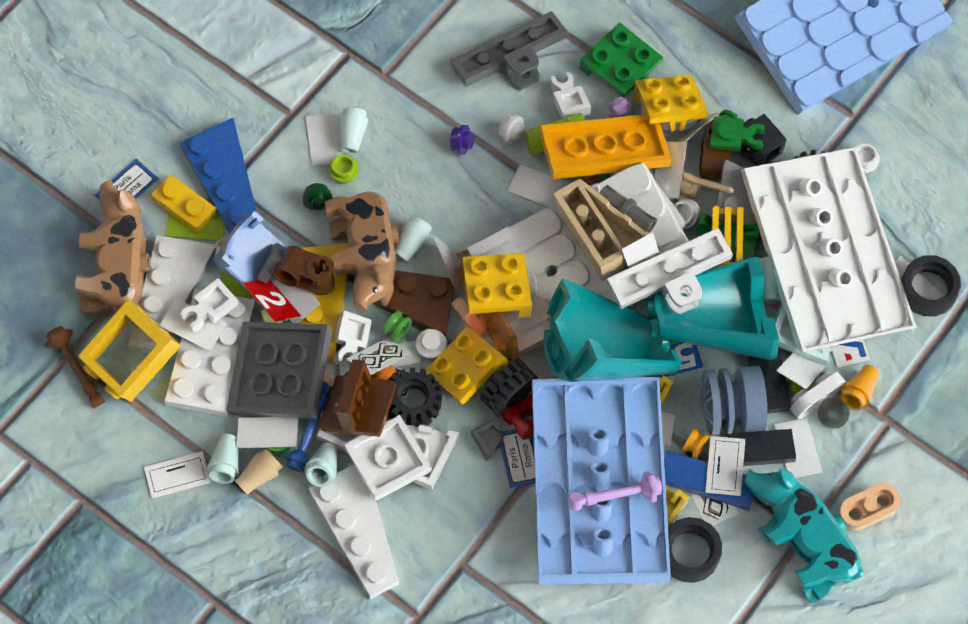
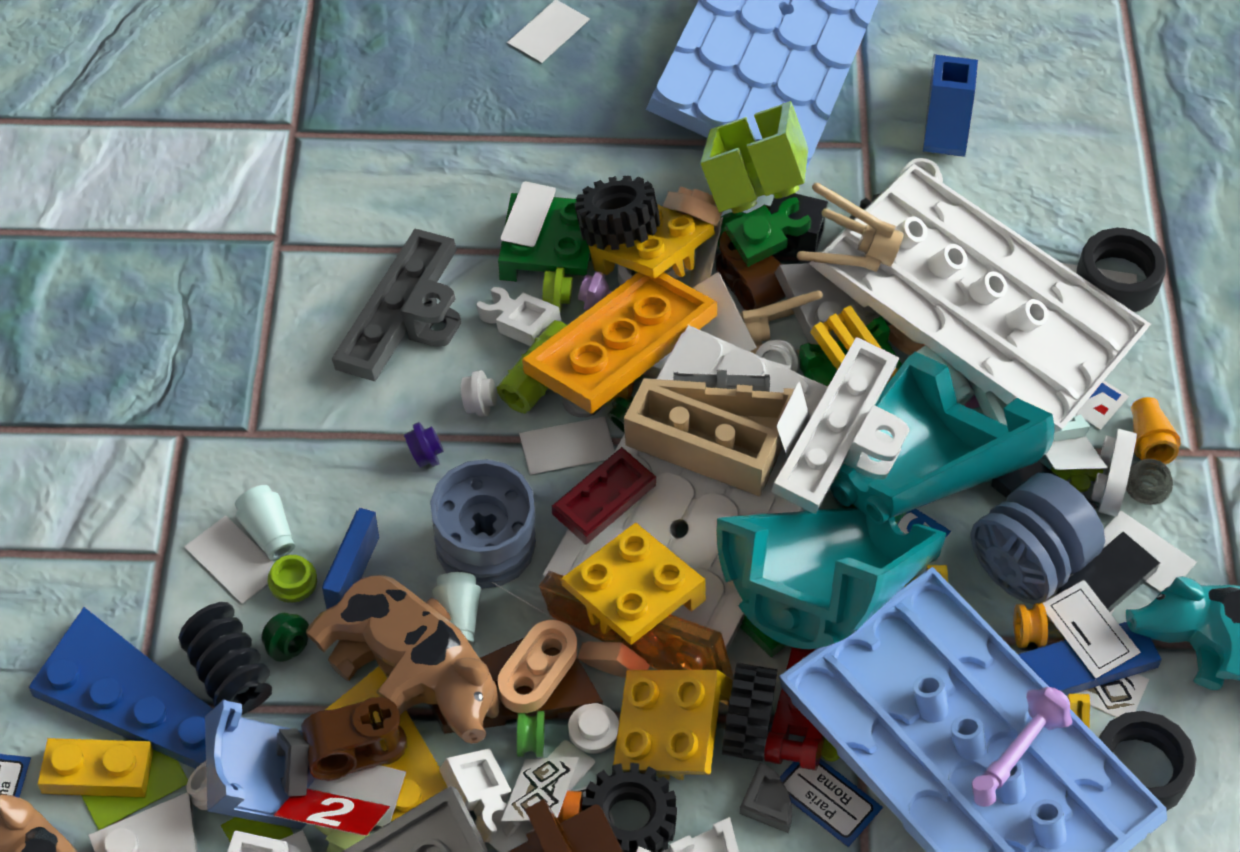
camera: 35 degrees left, 10 degrees down
(278, 189) = (224, 657): none -> black piece
(379, 176) = (352, 556): none -> blue tile
(421, 293) = (534, 668): none -> light nougat plate
(450, 187) = (484, 522): none -> sand blue wheel
(522, 227) = (603, 495): none -> dark red plate
(600, 95) = (557, 288): none -> lime plate
(616, 41) = (528, 214): none -> white sticker
(659, 72) = (617, 212): none -> black tyre
(710, 94) = (693, 203): none -> light nougat plate
(760, 89) = (745, 169): none -> lime piece
(782, 181) = (878, 238): none -> tan plant
(922, 120) = (950, 105): none -> blue slope

